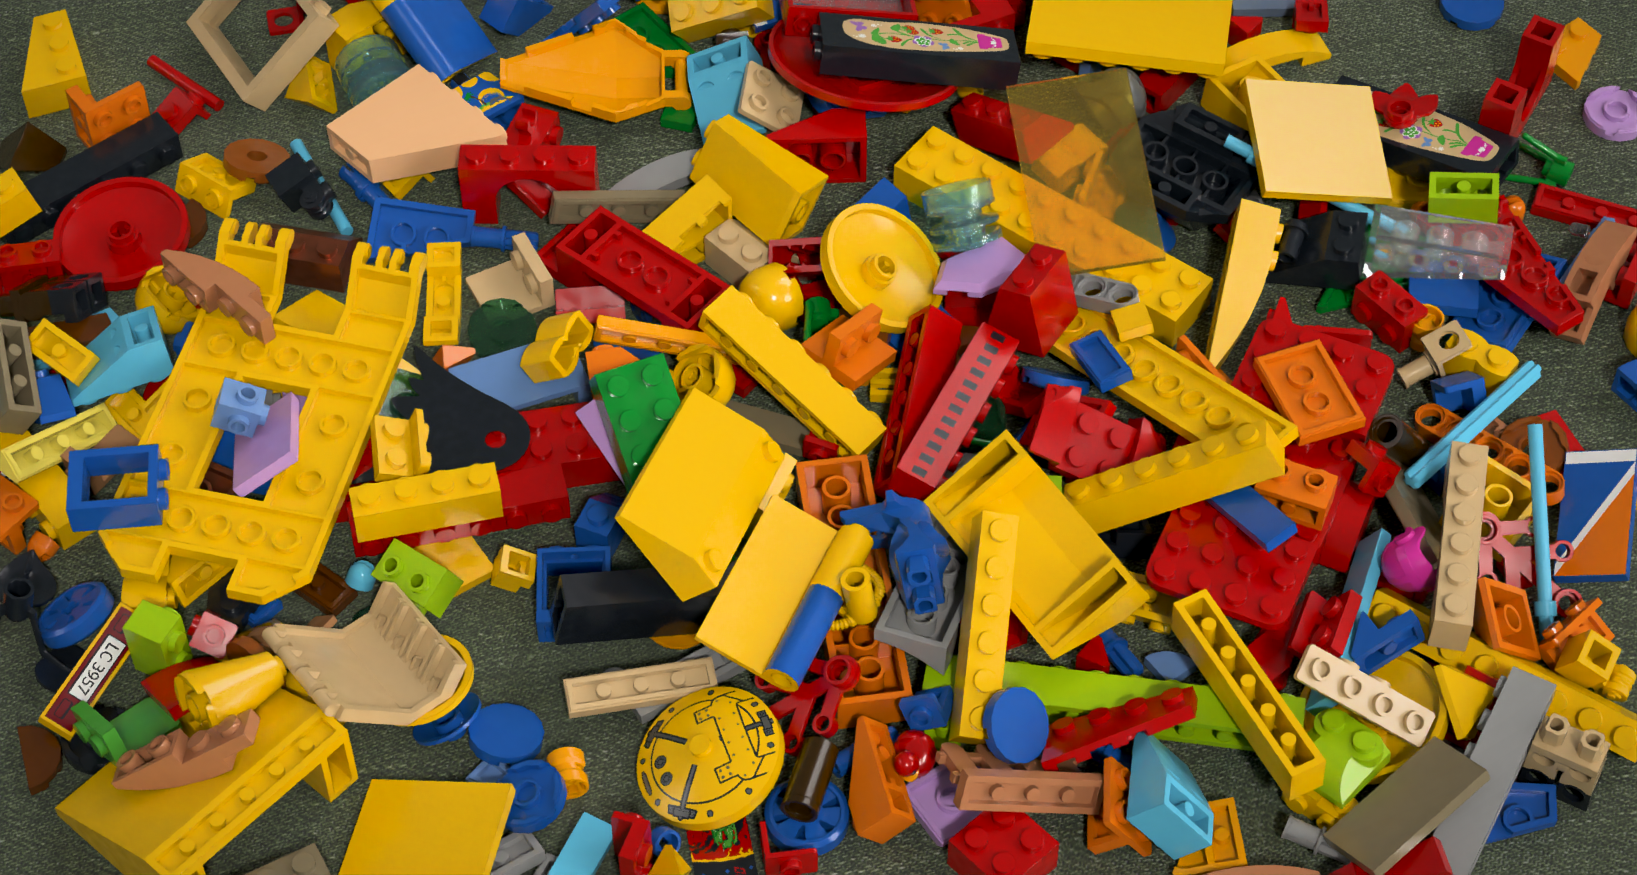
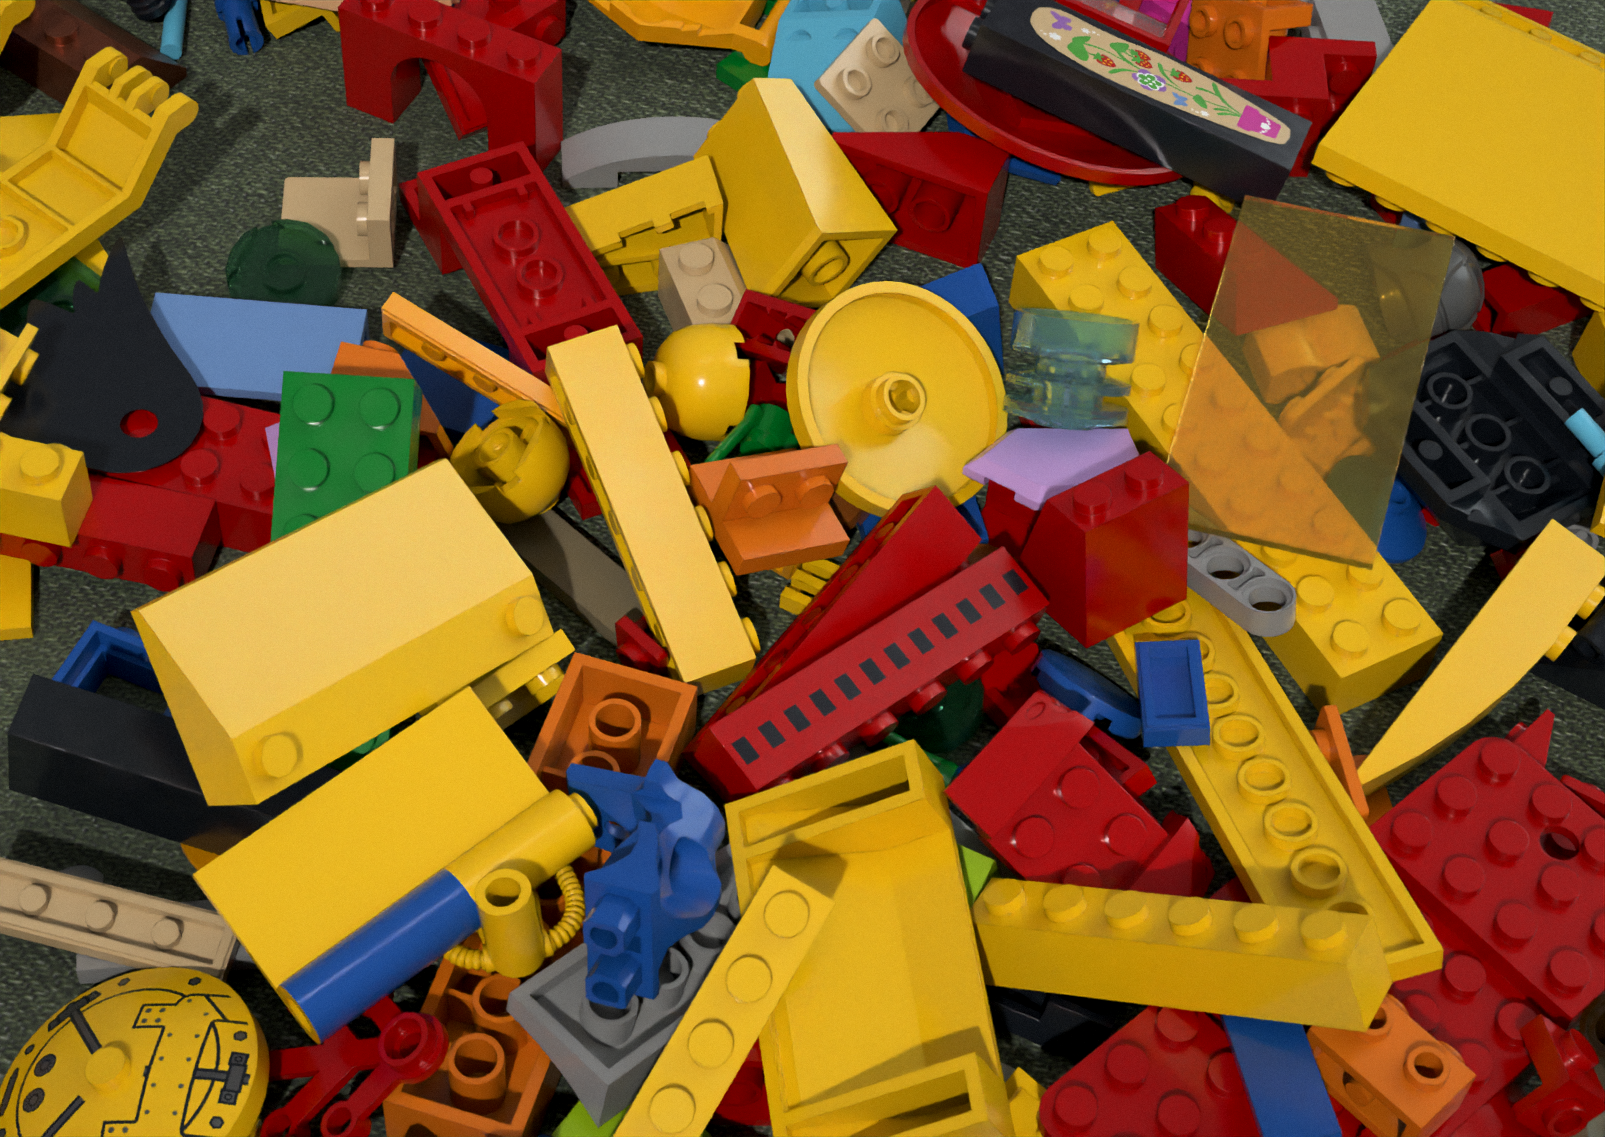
camera: 20 degrees right, 0 degrees up
(415, 224) = (264, 83): blue wing -> none
(443, 295) = (240, 194): yellow slope -> none
(451, 356) = (177, 278): slope -> none
(499, 238) = (357, 134): blue axle -> none
(513, 569) = (49, 620): yellow piece -> none
(557, 346) = (311, 327): yellow brick -> none
(590, 301) = (431, 283): bracket -> none
(630, 205) = (560, 154): dark tan tile -> none
(1132, 321) = (1260, 648): yellow tile -> none
(1309, 391) = (1503, 898): orange tile -> none

